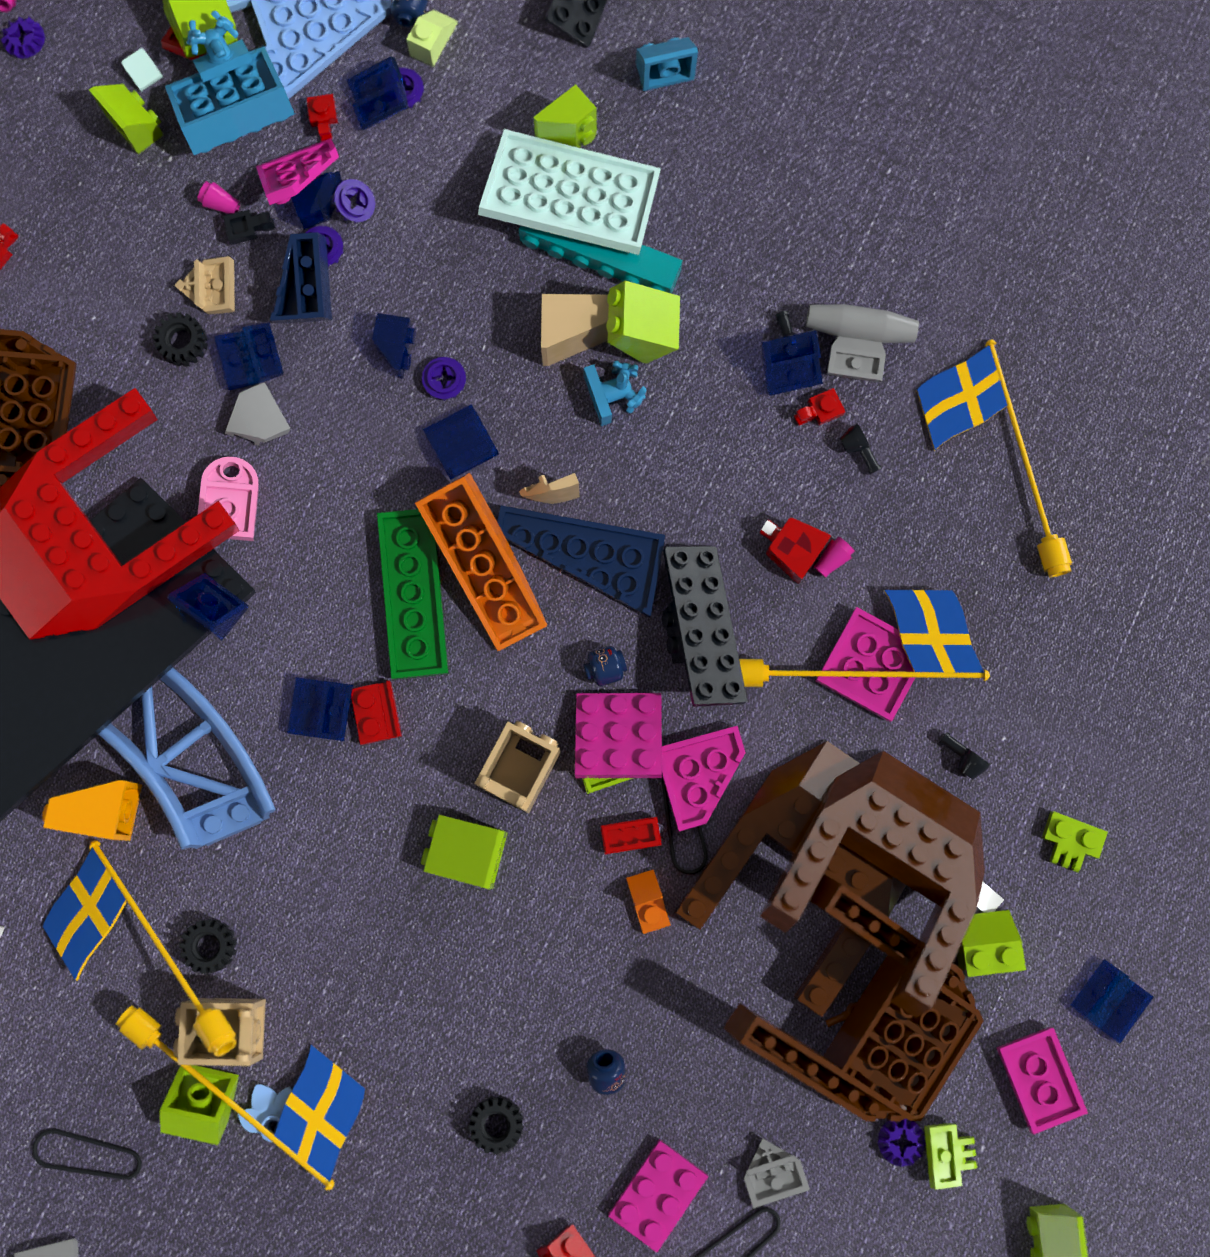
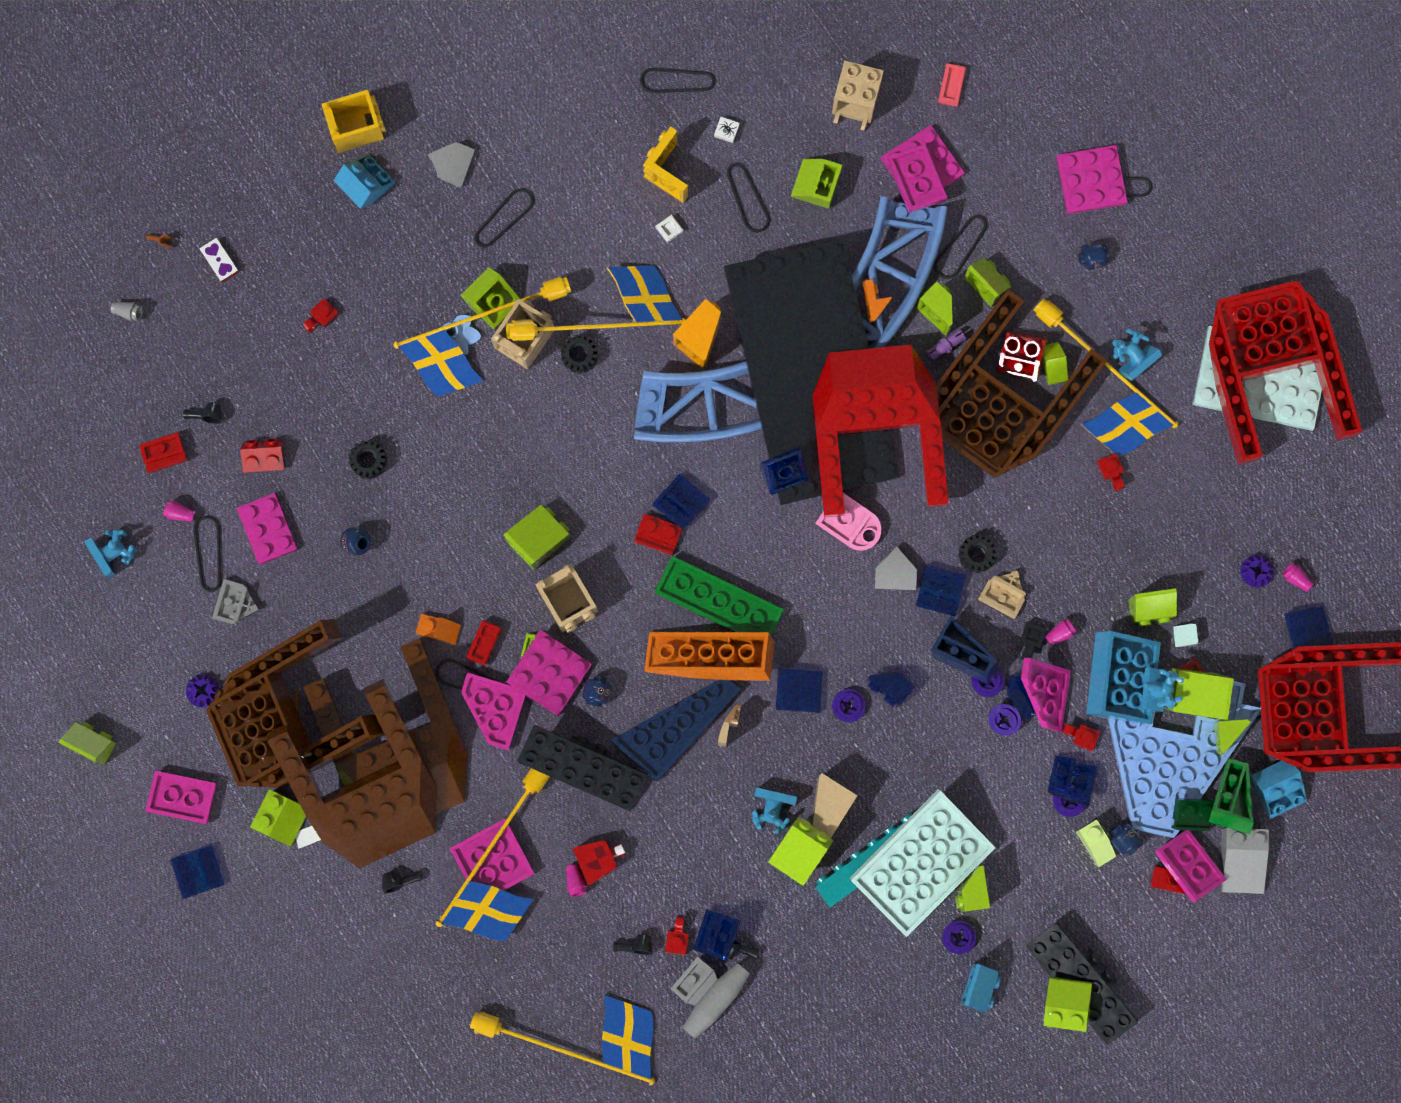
camera: 125 degrees right, 0 degrees up
(614, 112) = (968, 933): none -> dark purple gear
(947, 1155) = (177, 712): lime hinge -> none
(1073, 840) = (305, 915): lime hinge -> none

